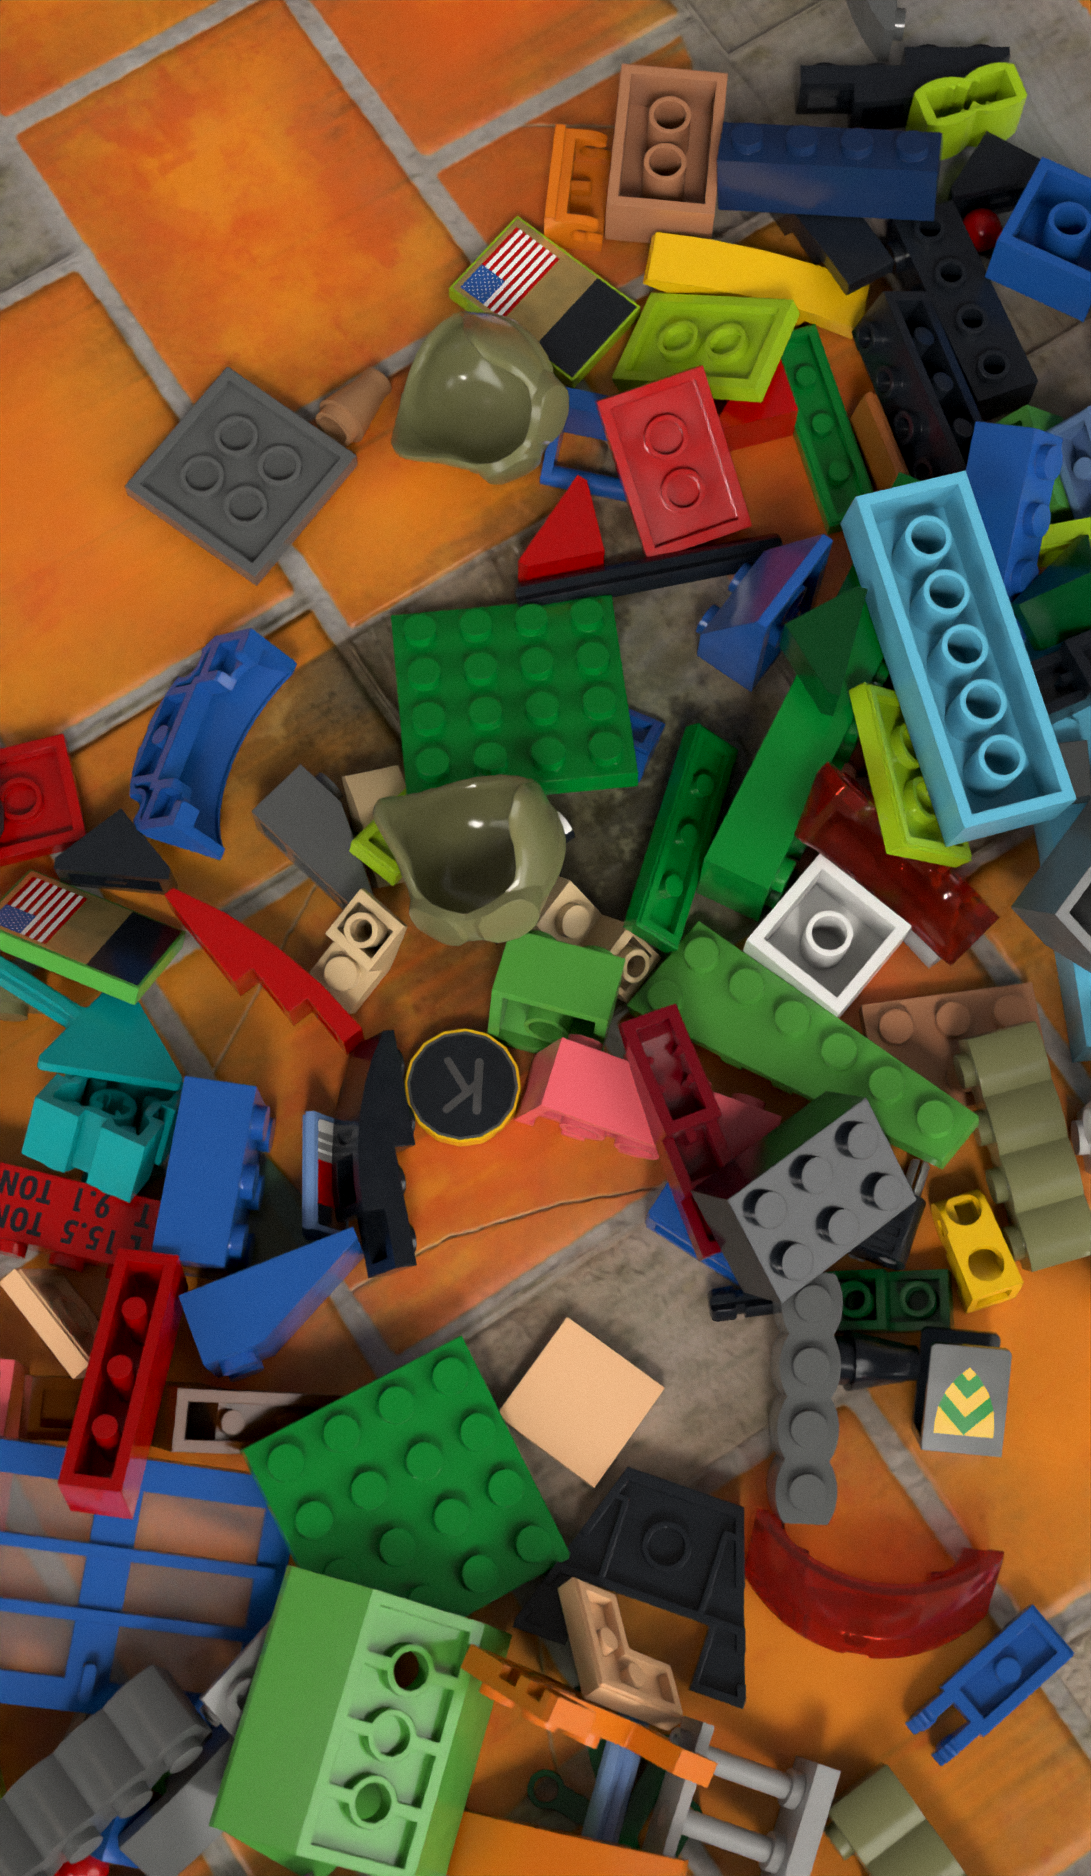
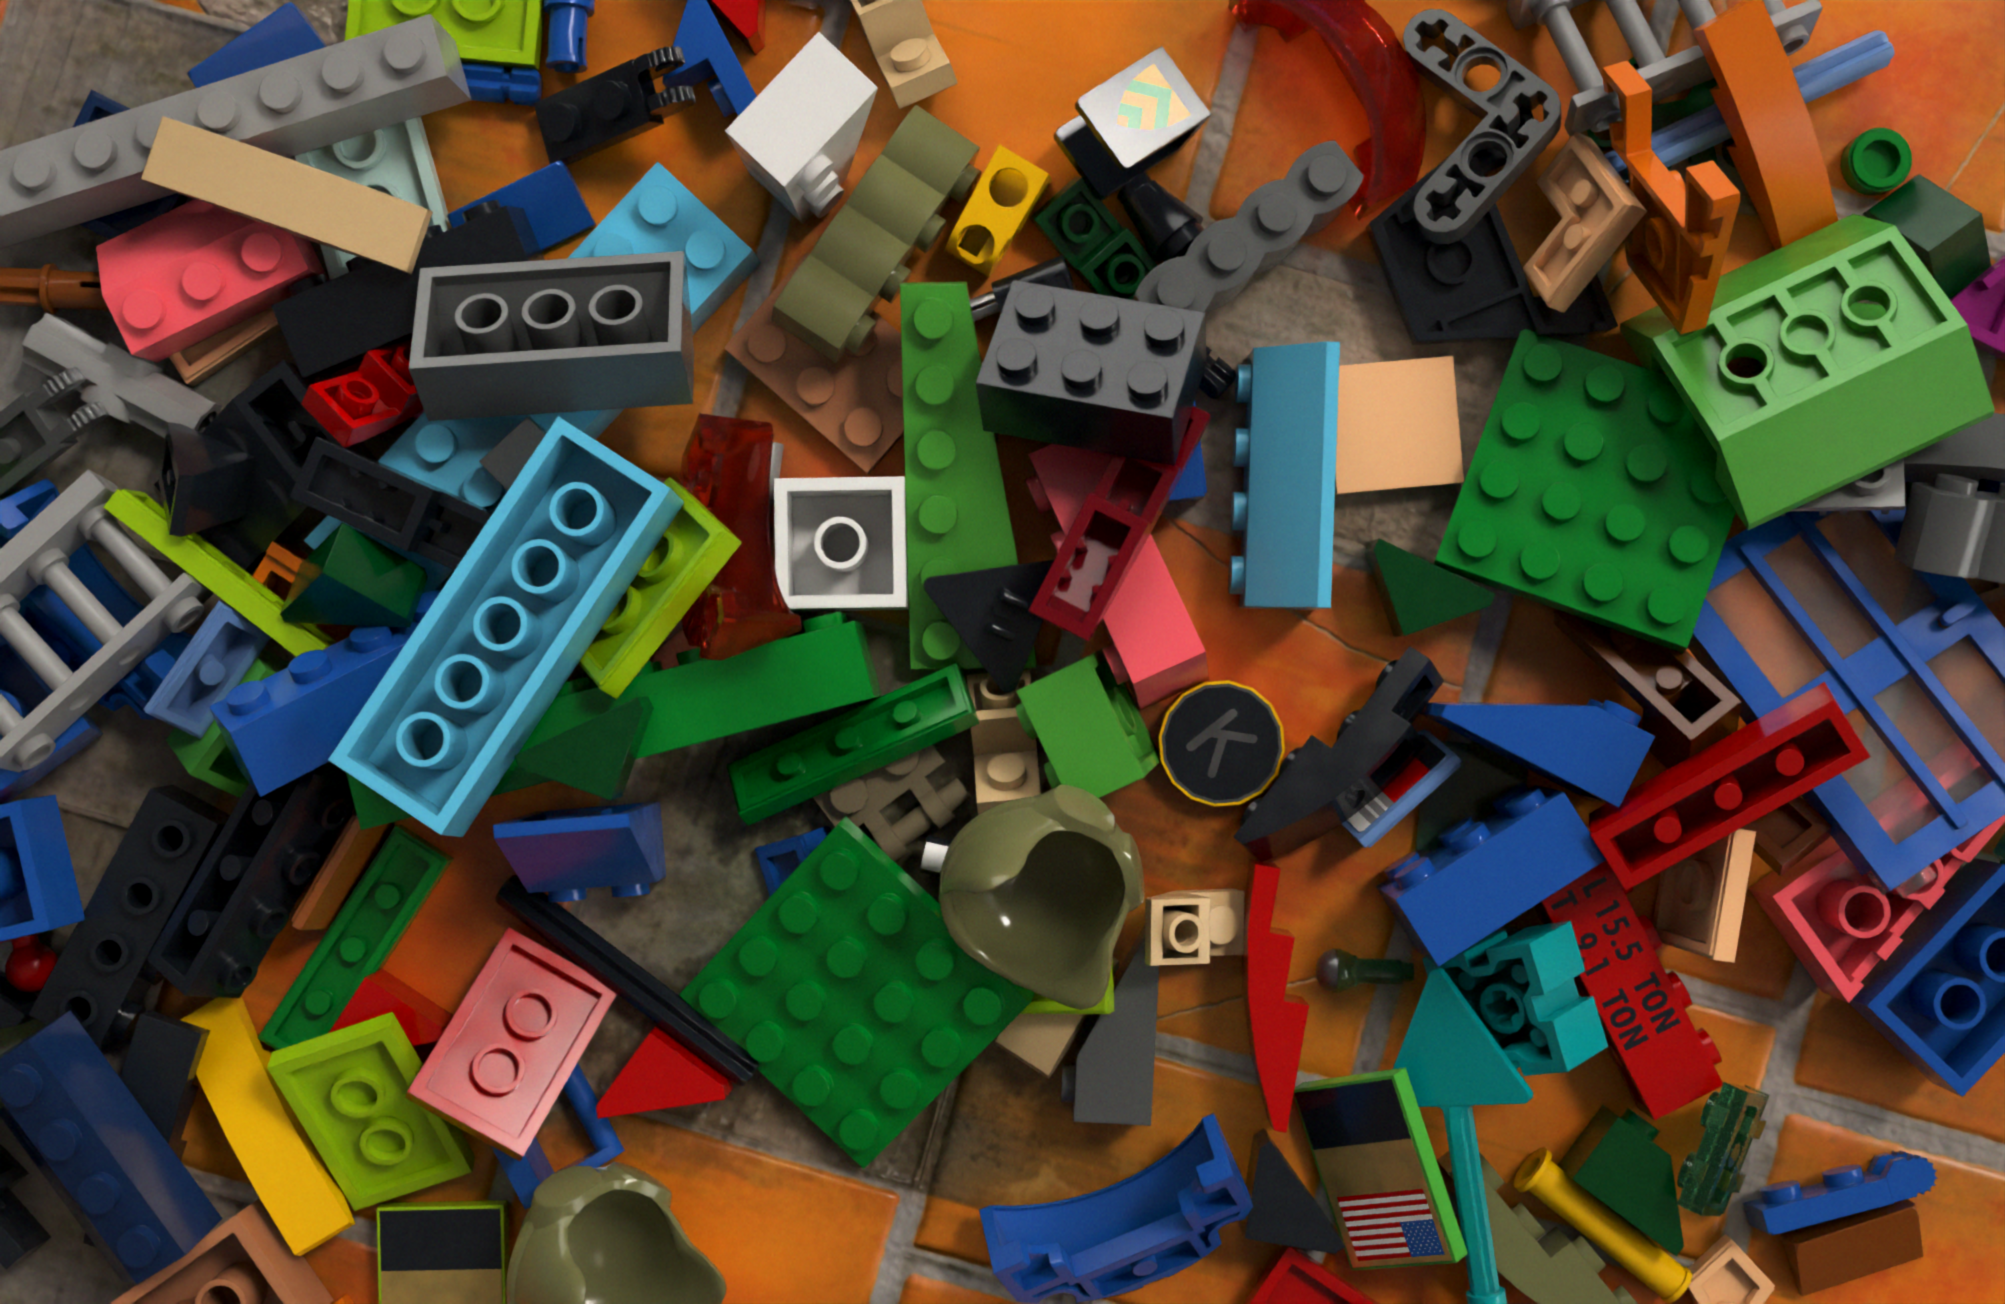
camera: 130 degrees left, 15 degrees up
(233, 1034) = (1340, 970): none -> clear green piece
(446, 1310) = (1419, 592): none -> dark green slope
(608, 1283) = (1286, 477): none -> medium azure slope
(636, 822) = (868, 794): none -> dark tan plate
(701, 992) = (993, 615): none -> black piece
(749, 1675) = (1495, 107): none -> dark grey beam

